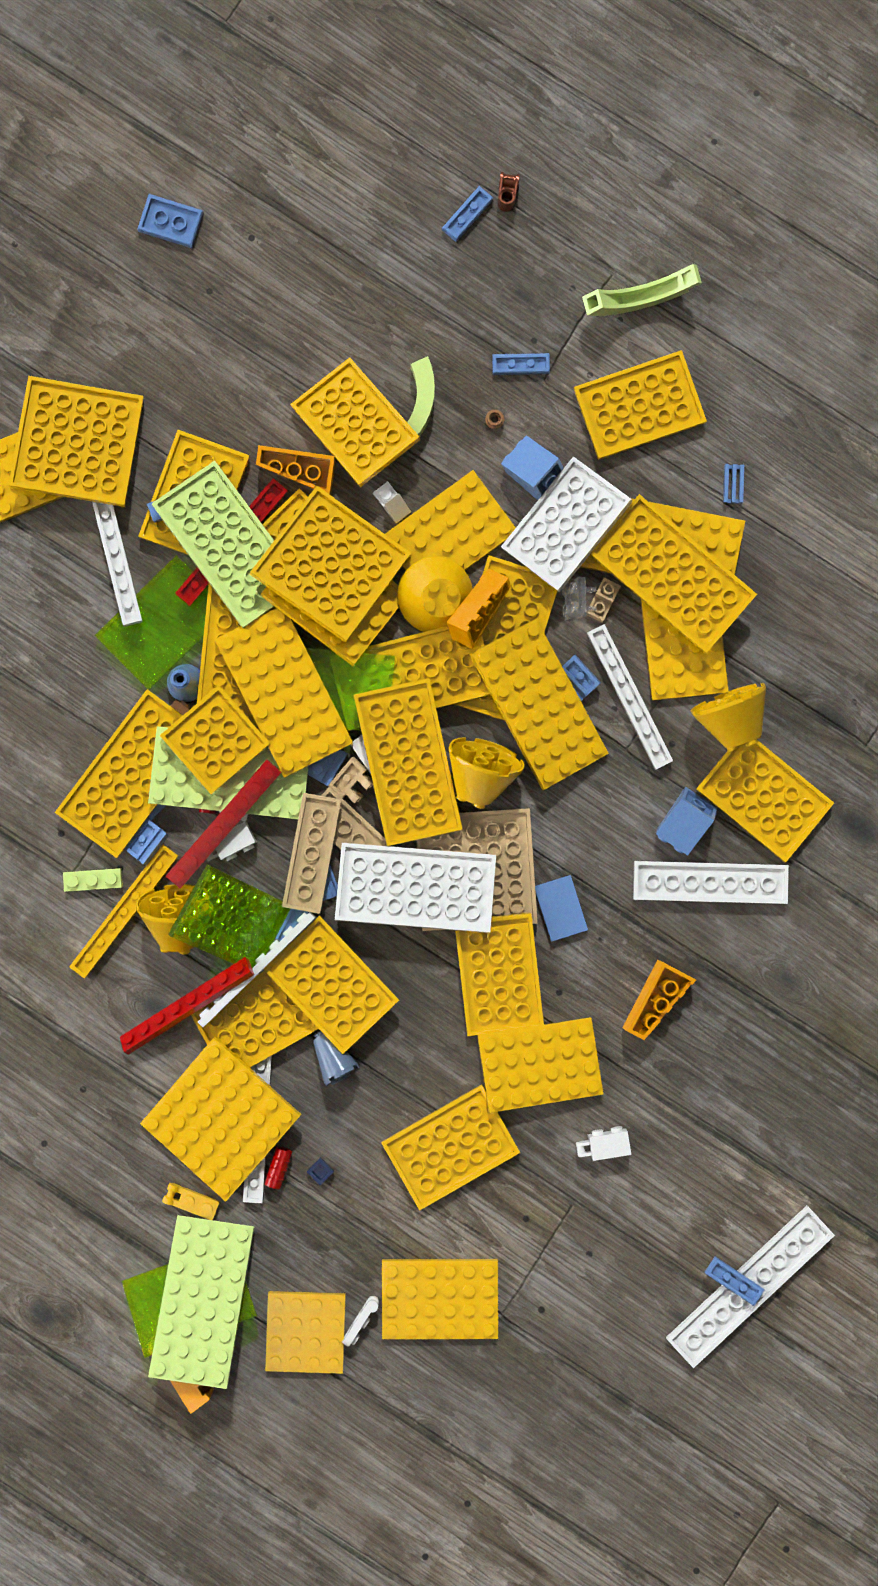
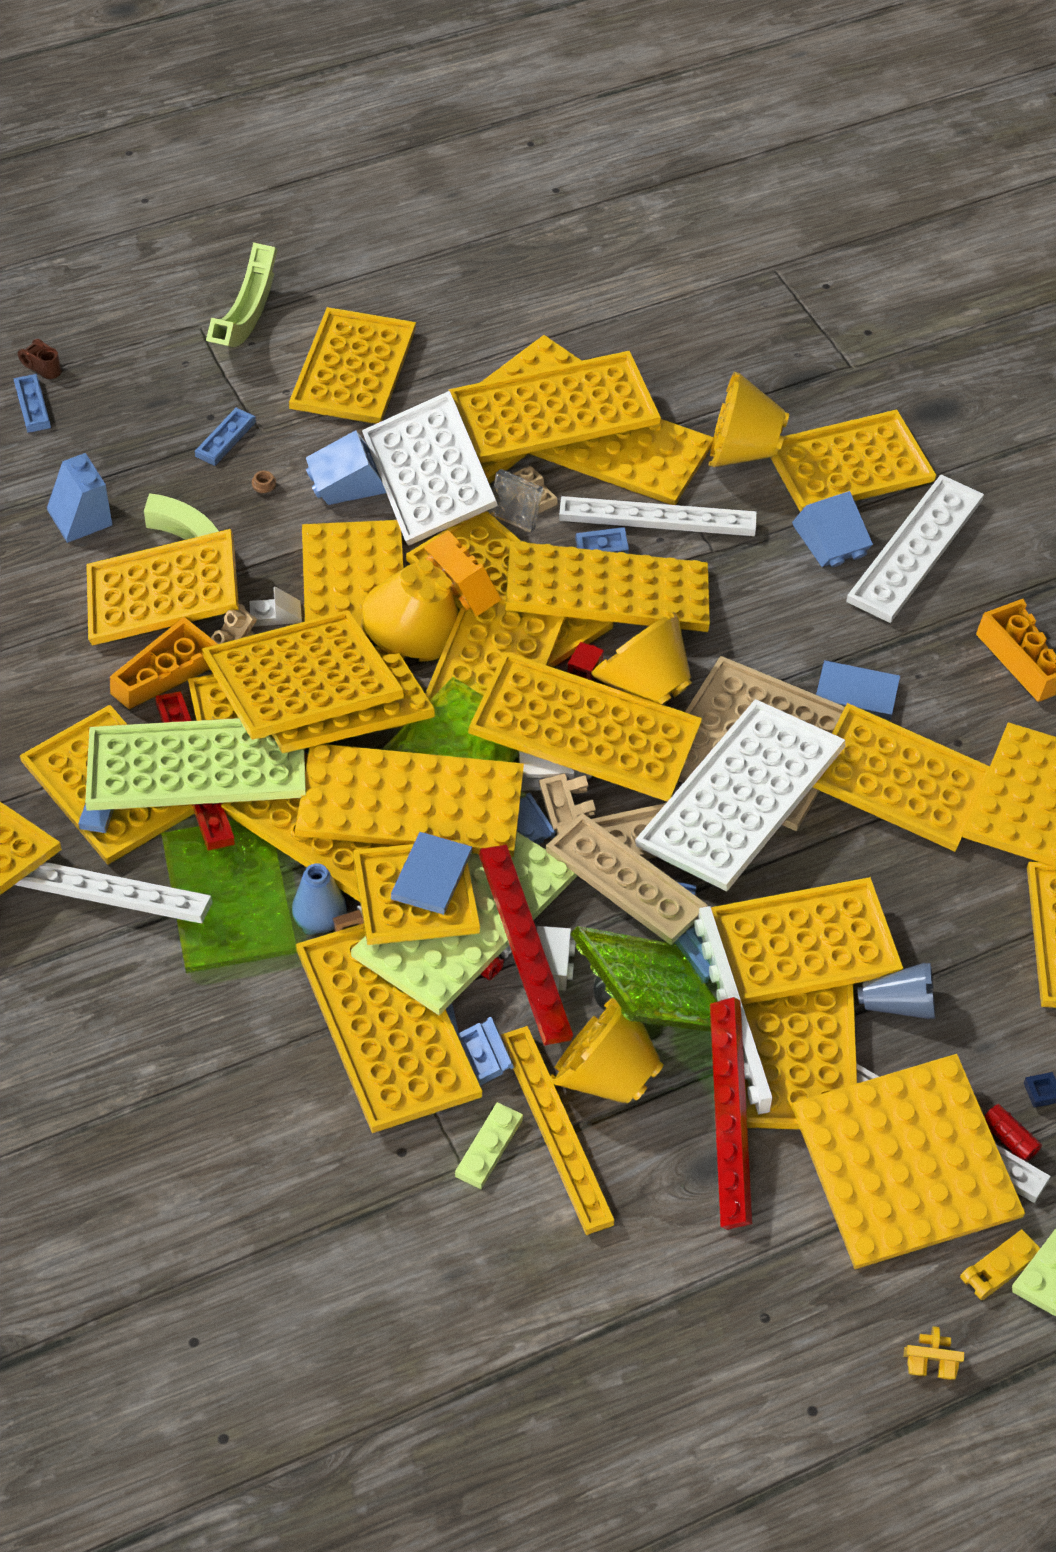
camera: 60 degrees left, 35 degrees down
(111, 1193) = (948, 1359): none -> yellow hips
(228, 742) = (431, 873): none -> medium blue tile
(351, 491) = (236, 626): none -> tan hips
(393, 316) = (79, 499): none -> medium blue slope
(470, 726) = (585, 660): none -> red brick
(734, 468) = (497, 334): medium blue tile -> none

